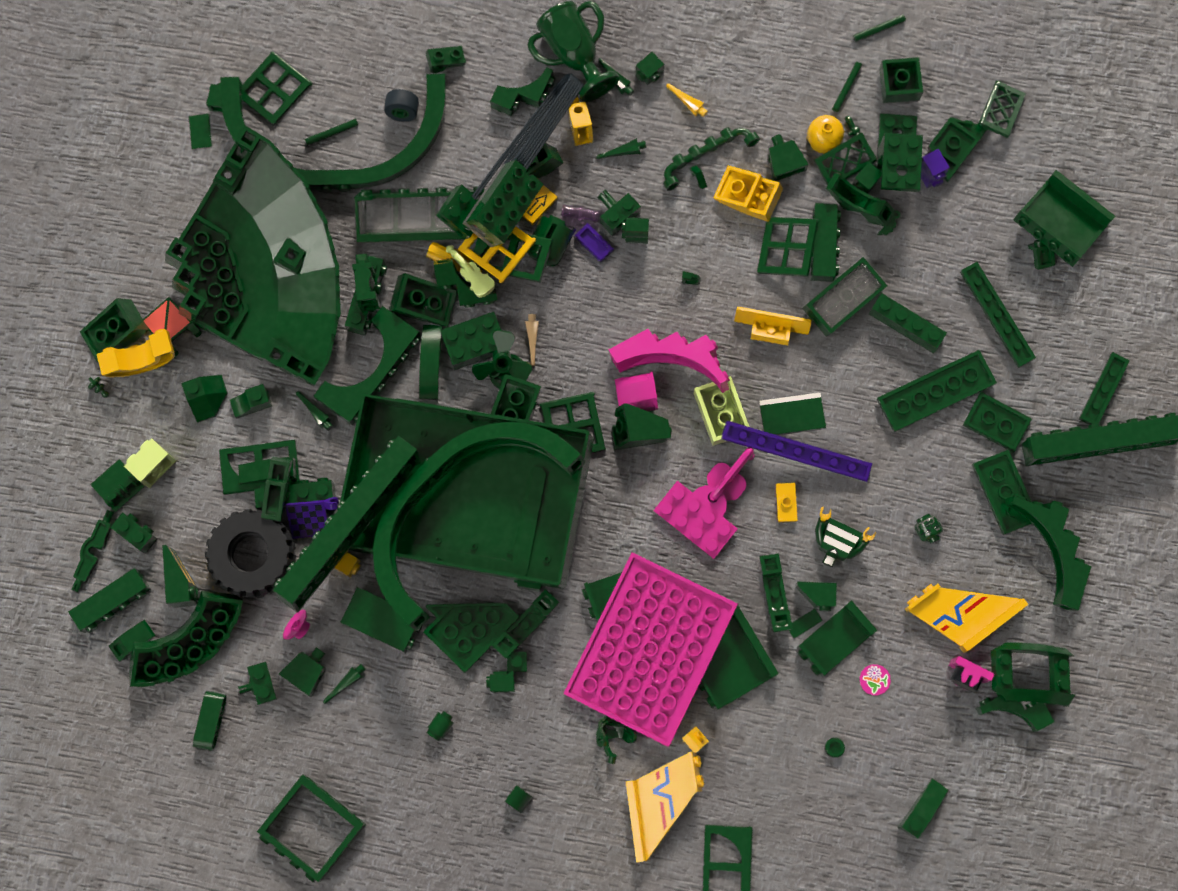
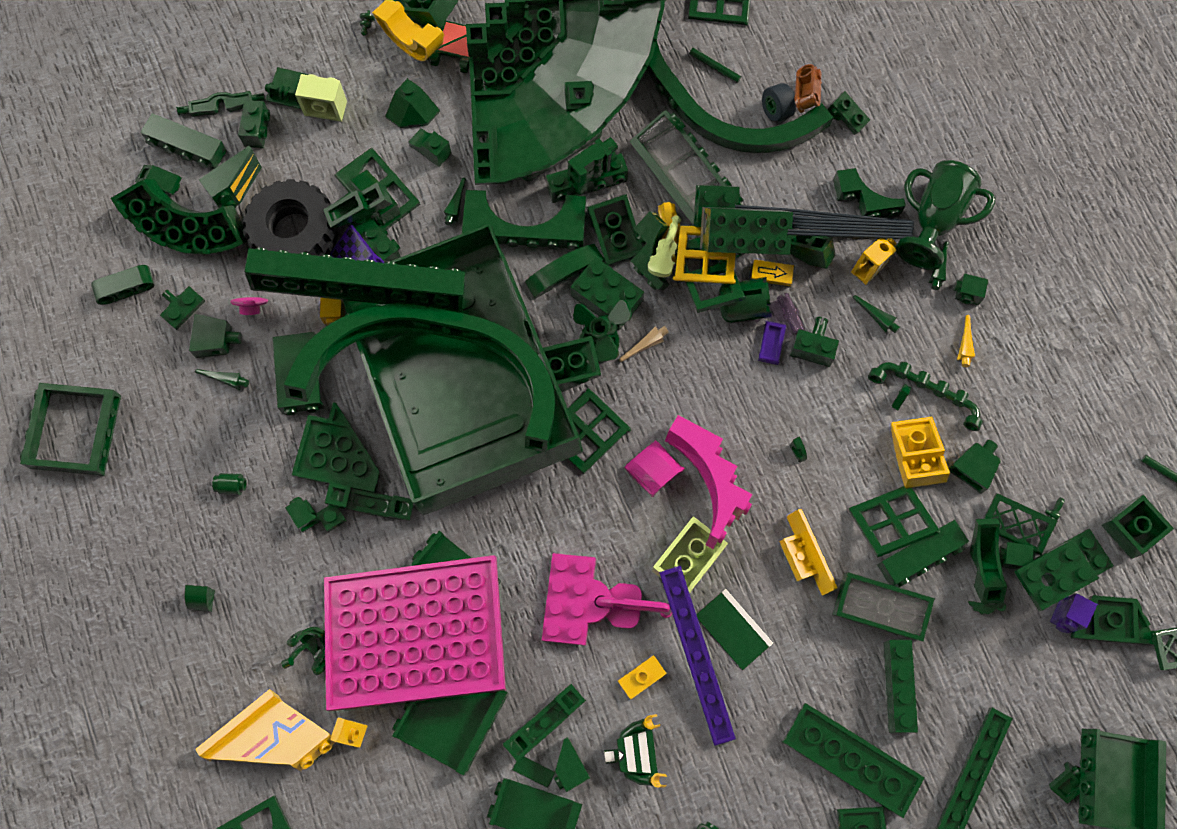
camera: 55 degrees right, 5 degrees down
(405, 75) = (808, 87): none -> dark orange piece
(635, 230) = (808, 369): dark green brick -> none
(638, 428) = (622, 490): dark green slope -> none
(825, 133) = (1030, 488): yellow cylinder -> none
(849, 82) = (1093, 480): dark green bar -> none

